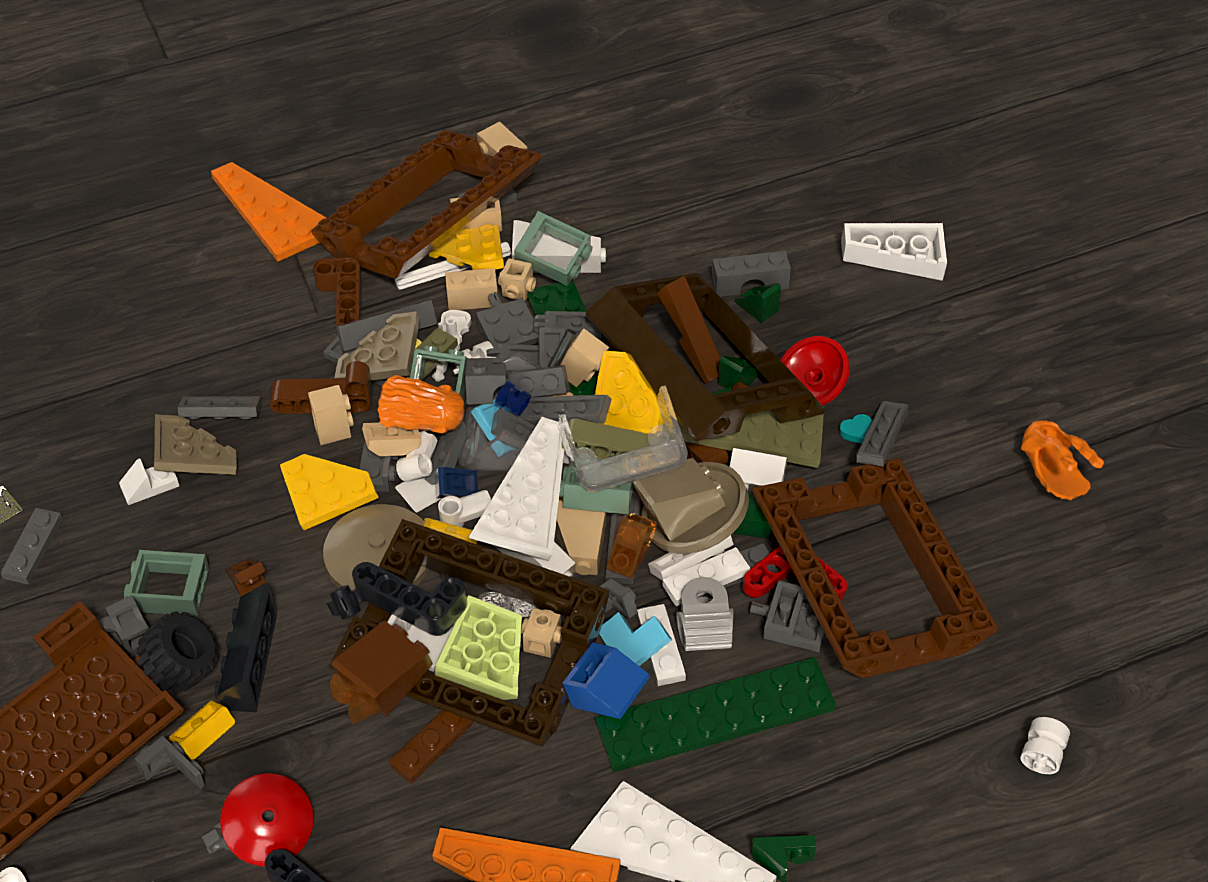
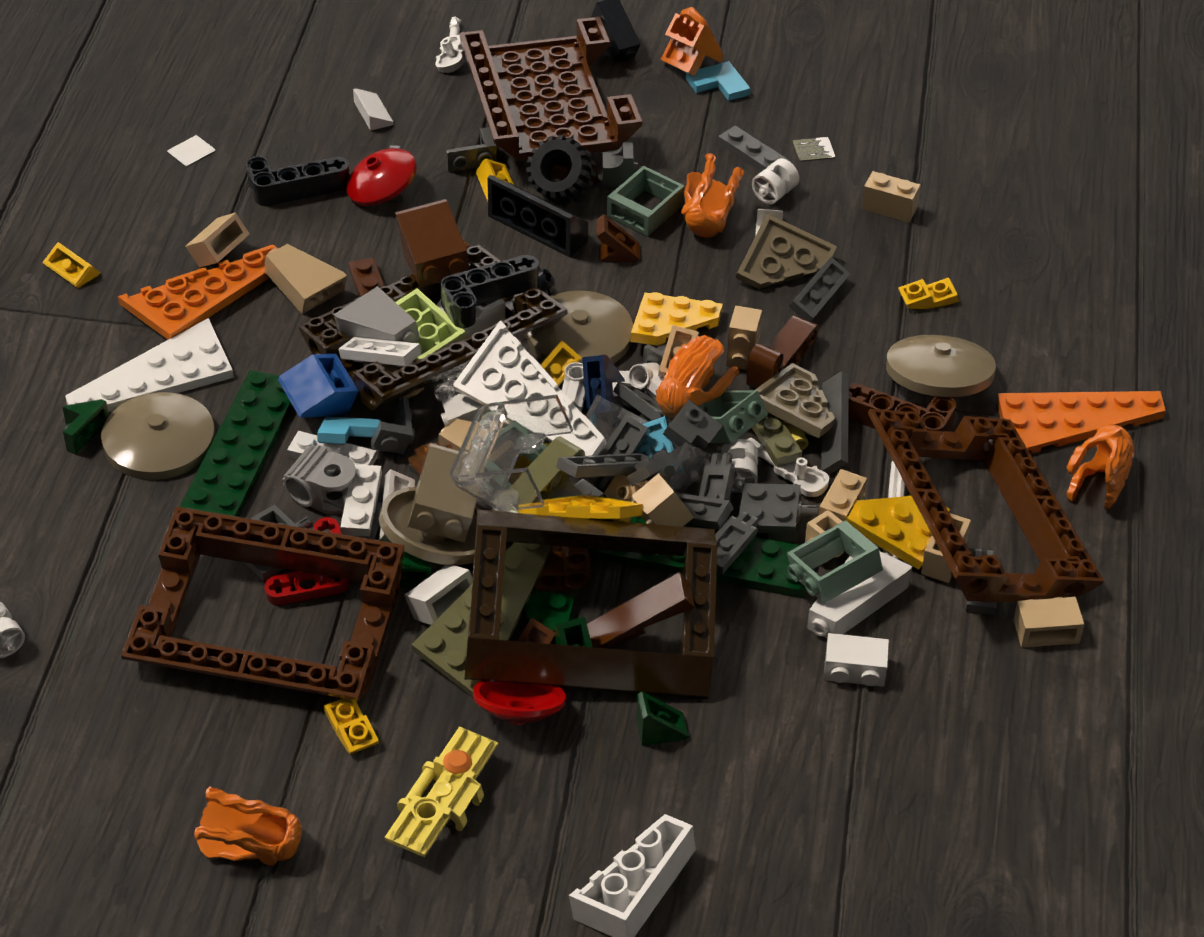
camera: 120 degrees right, 5 degrees down
(57, 408) = (890, 196): none -> tan brick
(76, 496) = (775, 181): none -> white wheel
(164, 524) = (709, 200): none -> orange hair
(173, 341) = (922, 296): none -> yellow slope
(272, 291) = (940, 365): none -> dark tan dish
(327, 157) = (1112, 456): none -> orange hair
(468, 789) = (303, 277): none -> tan slope
(506, 662) = (377, 318): none -> light grey slope
(513, 399) = (650, 439): clear blue wheel -> none
(542, 640) = (382, 351): none -> white plate
(617, 225) = (856, 659): none -> white brick
(733, 272) = (703, 720): dark grey arch -> none
(742, 790) = (157, 435): none -> dark tan dish
(855, 429) = (433, 712): teal tile -> none
(882, 433) = (400, 708): dark grey tile -> none
(917, 461) = (350, 725): none -> yellow slope
(923, 369) = (456, 786): none -> light yellow piece

